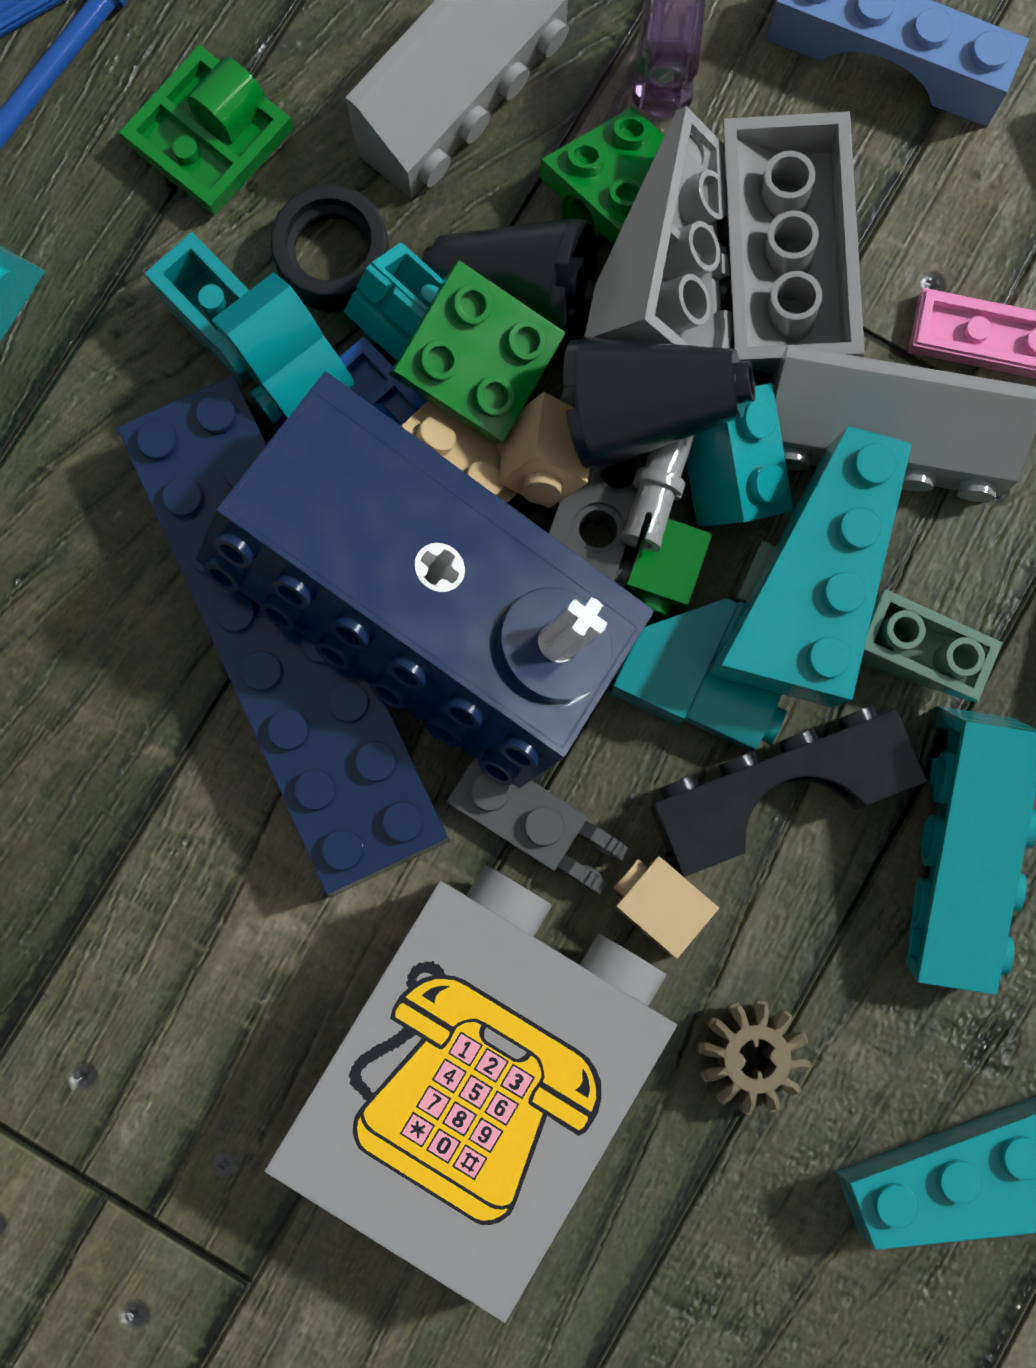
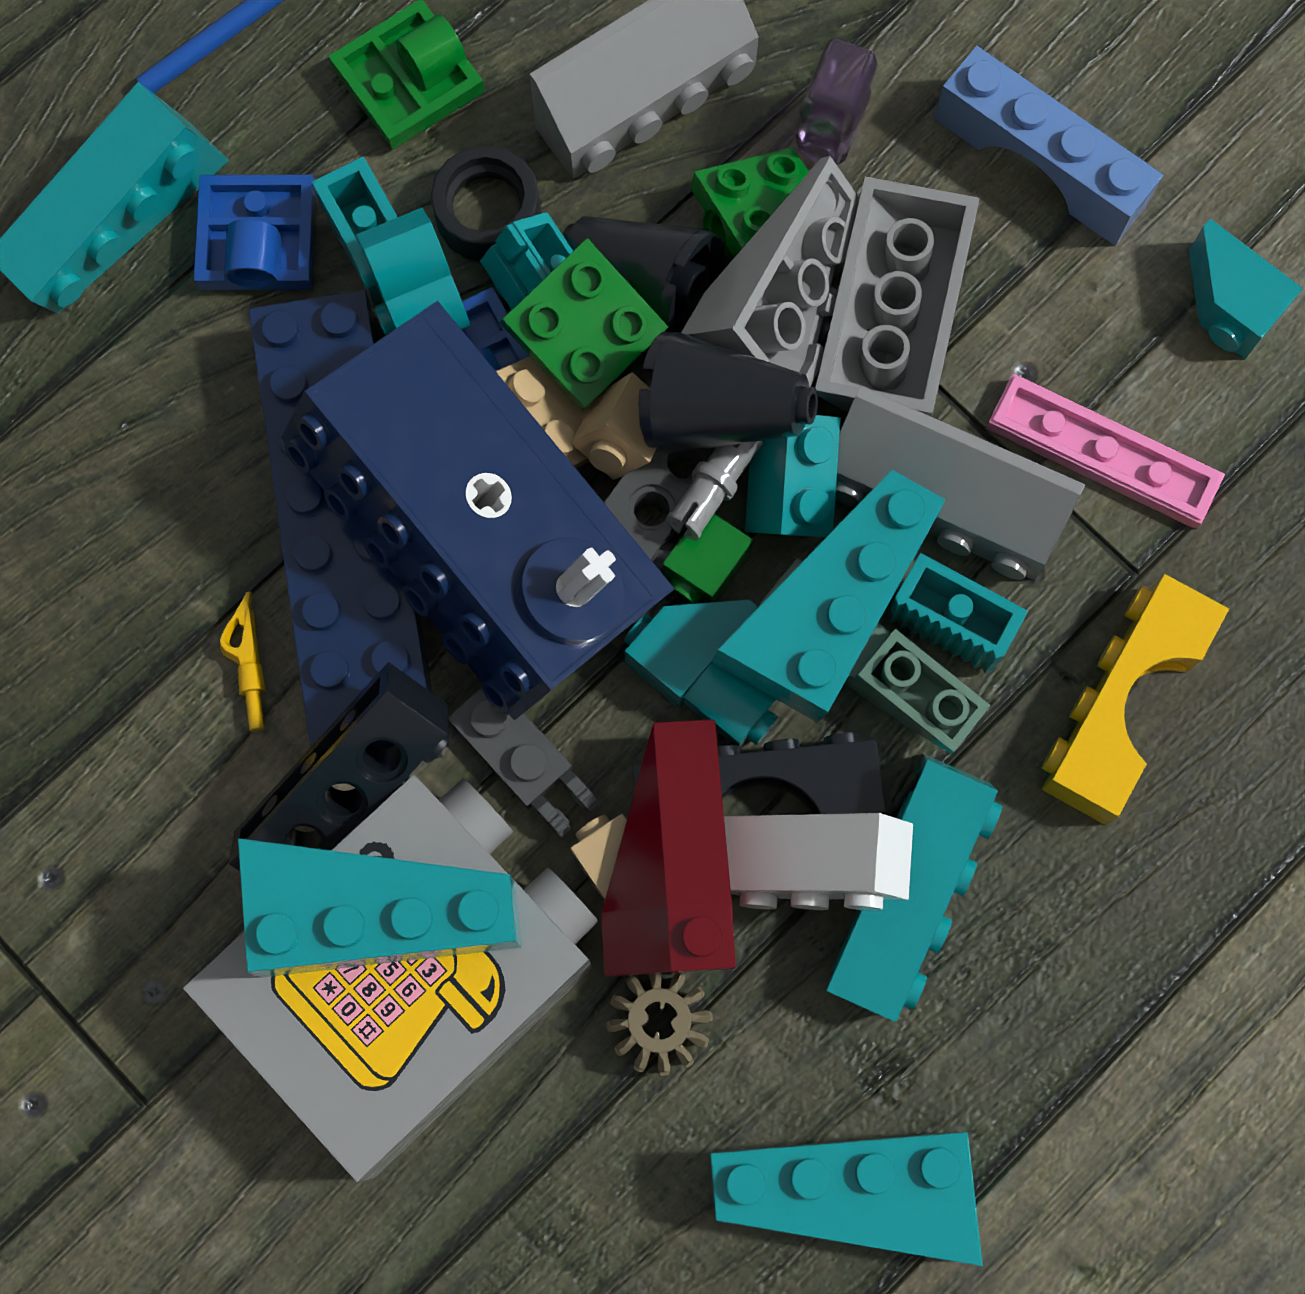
camera: 15 degrees right, 5 degrees down
(96, 341) = (255, 232): none -> blue plate
(226, 805) = (250, 670): none -> yellow hand
(363, 906) = (387, 709): none -> black brick
(424, 1047) = (357, 910): none -> teal wedge
(733, 915) = (671, 873): none -> dark red wedge
(874, 854) = (819, 859): none -> white brick
(948, 557) = (956, 613): none -> teal brick

